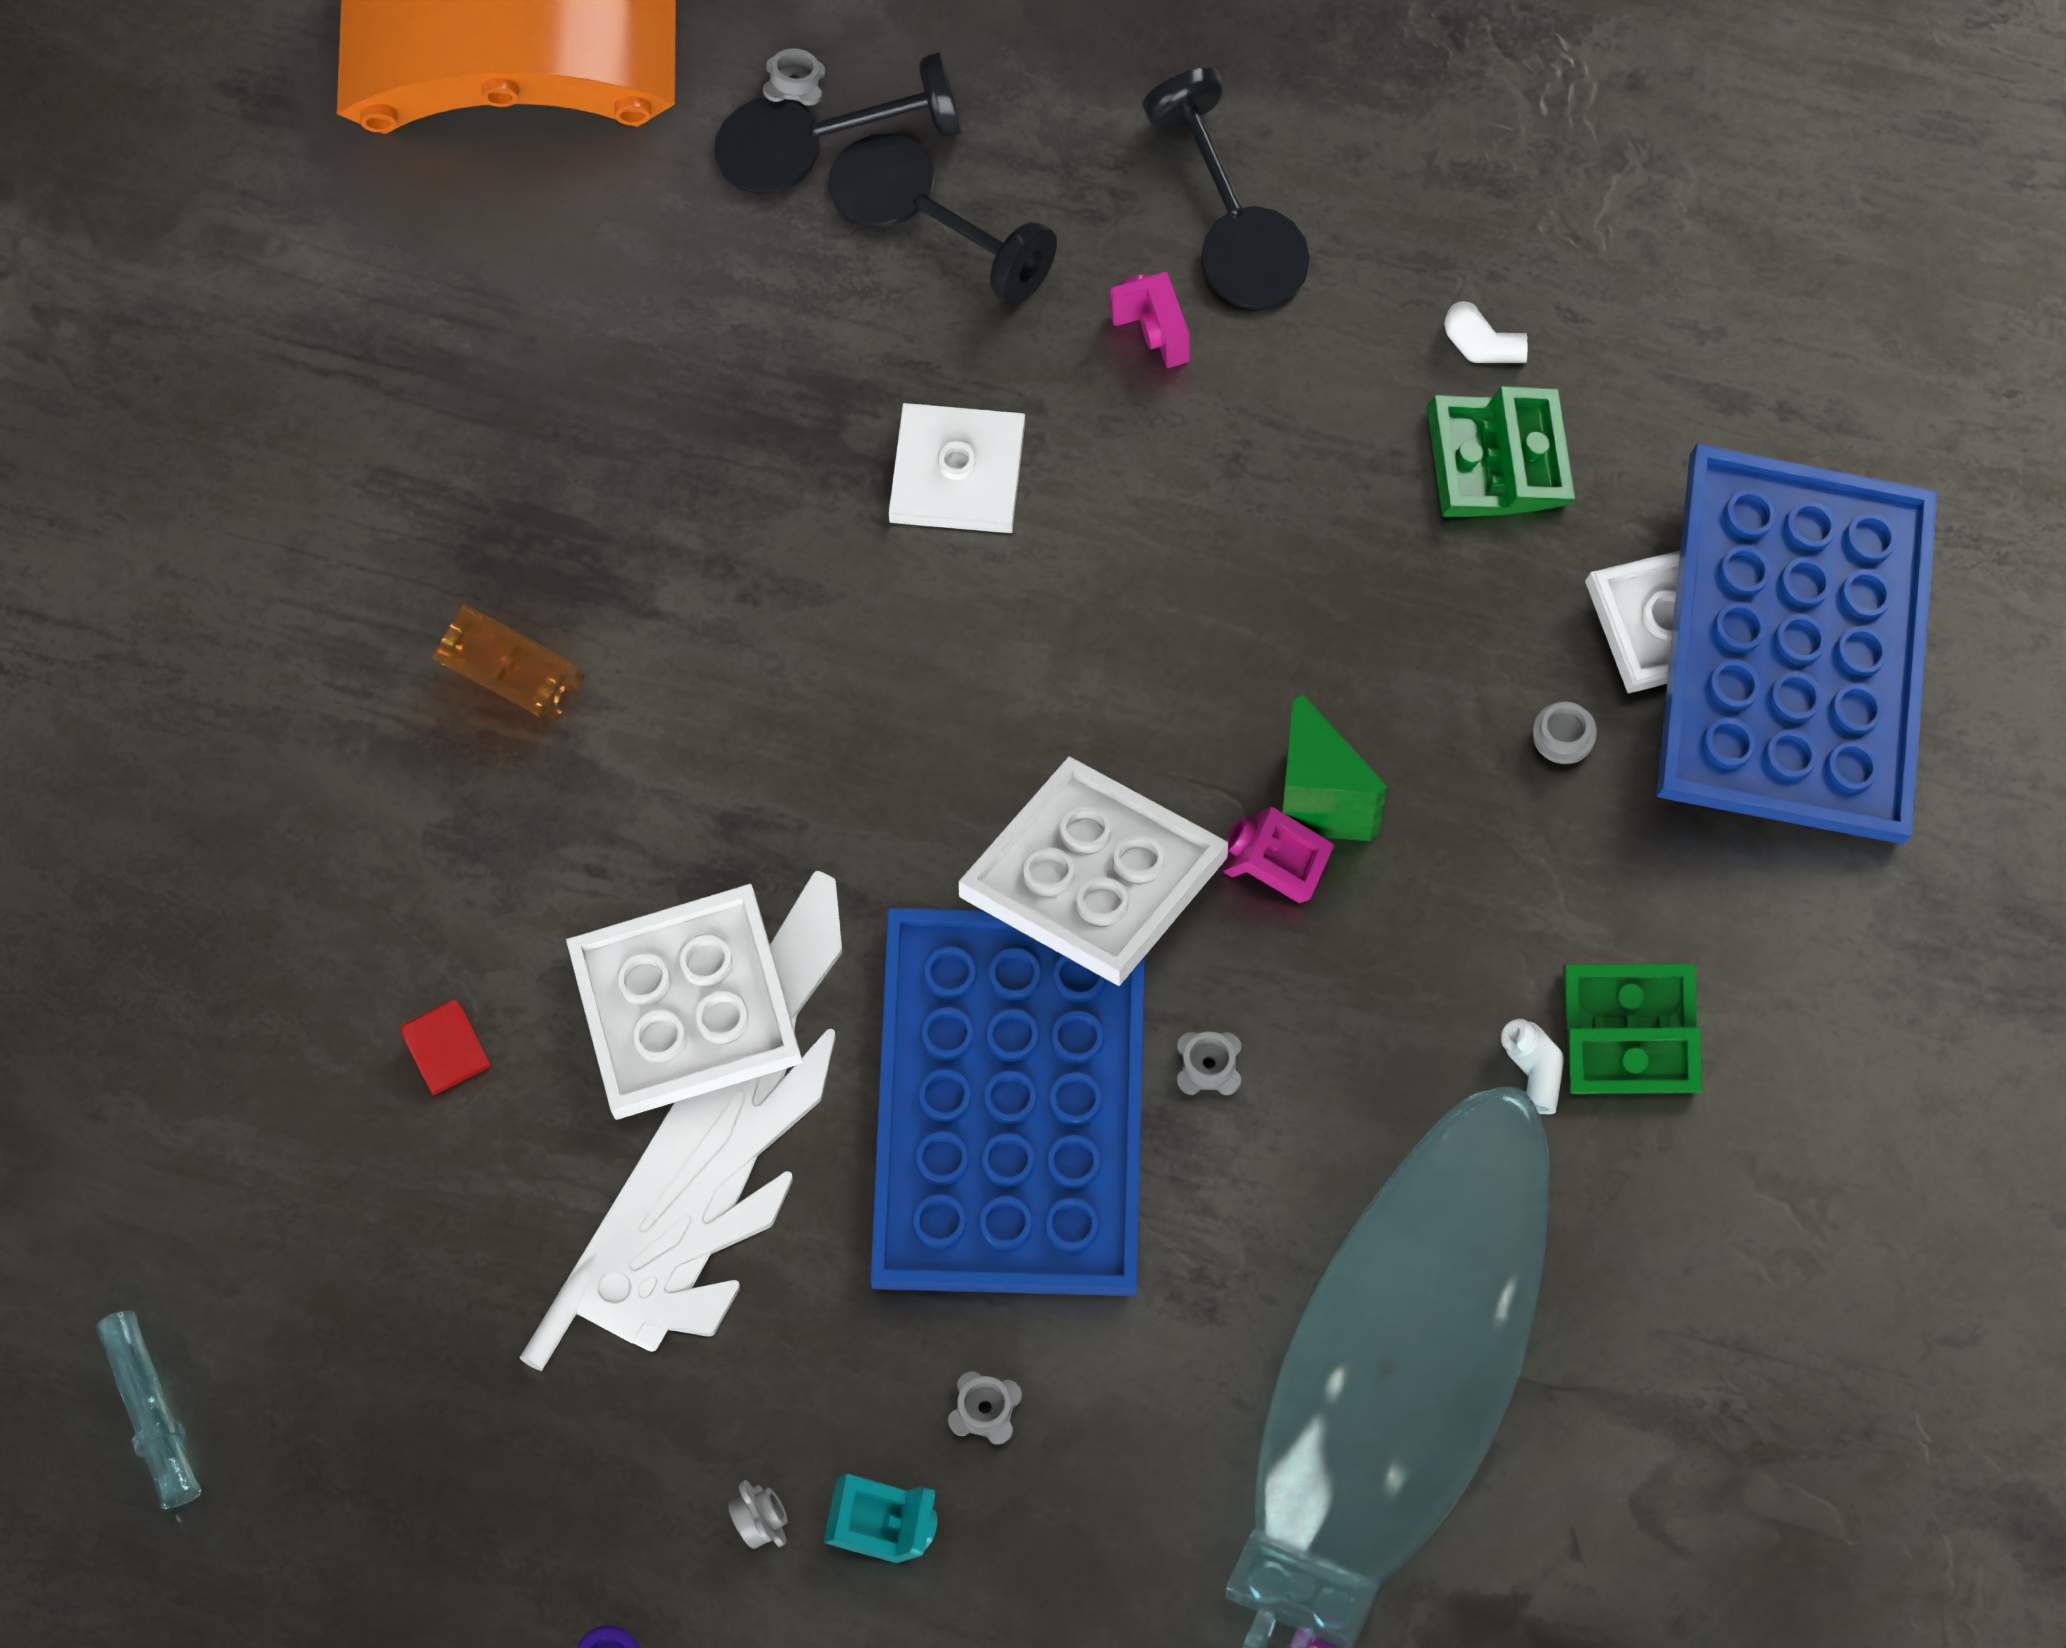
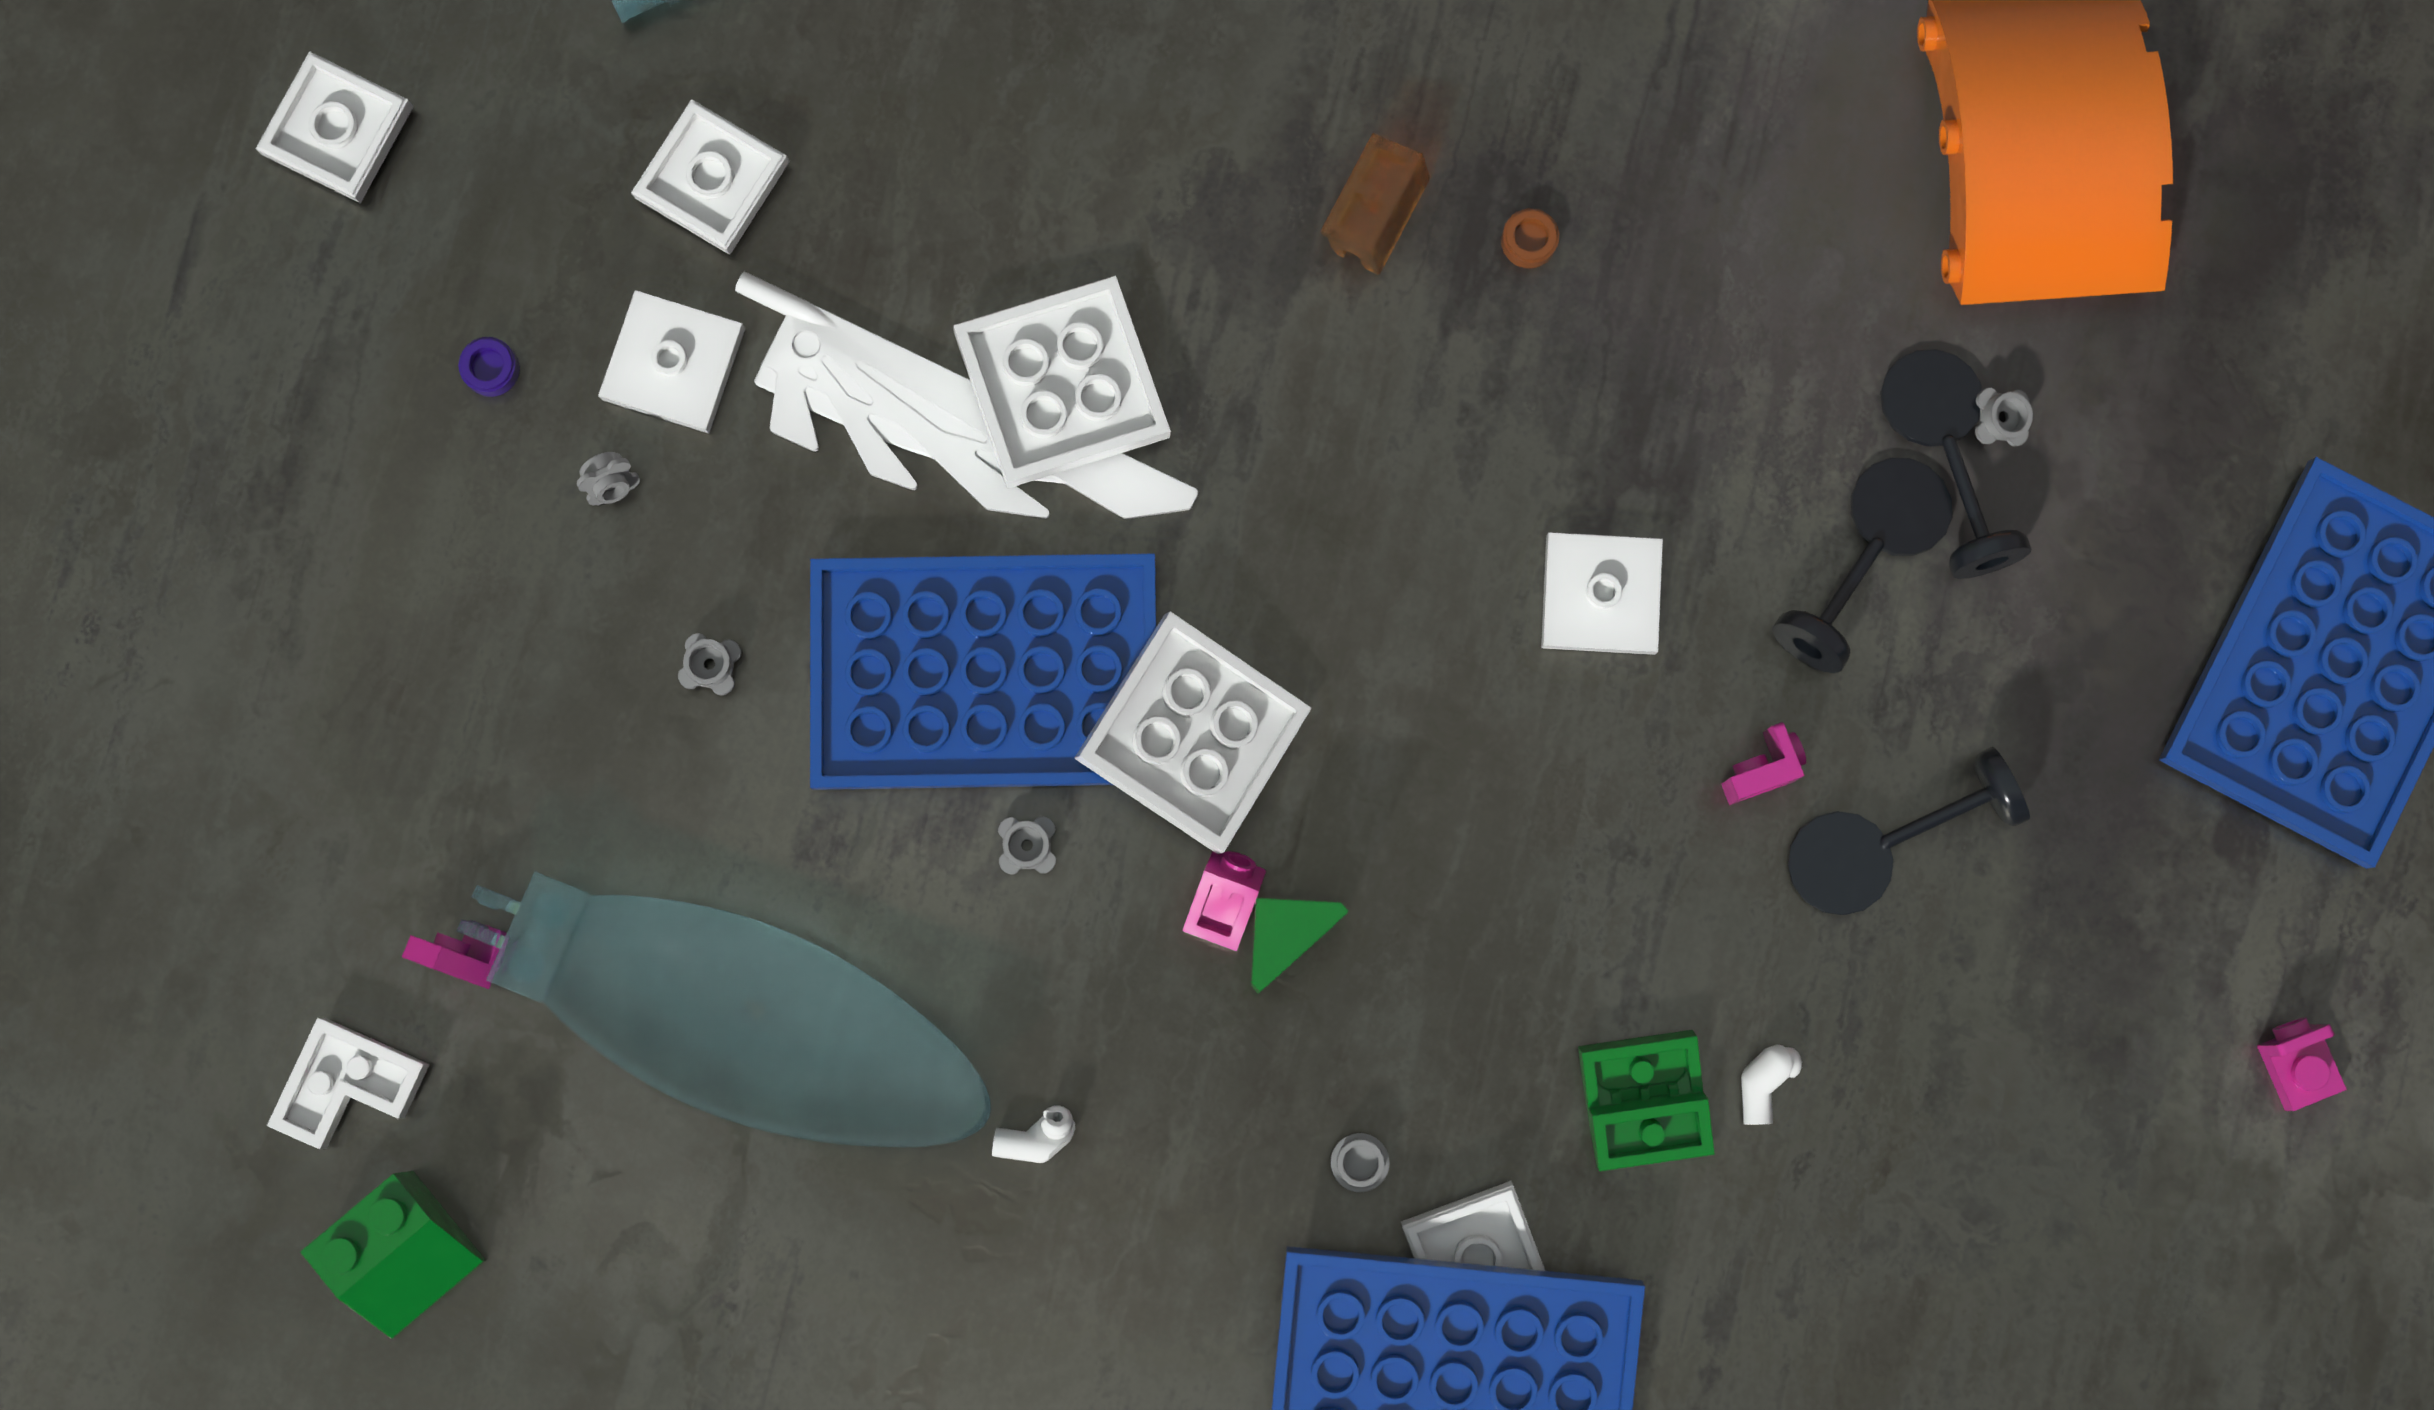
camera: 85 degrees right, 15 degrees up
(403, 1390) = (710, 177): none -> white plate
(444, 1047) = (1017, 184): red slope -> none
(559, 520) = (1530, 238): none -> dark orange tile
(621, 1444) = (672, 361): none -> white plate
(880, 1519) = (604, 580): teal bracket -> none
(1632, 1028) = (1073, 1225): green slope -> none

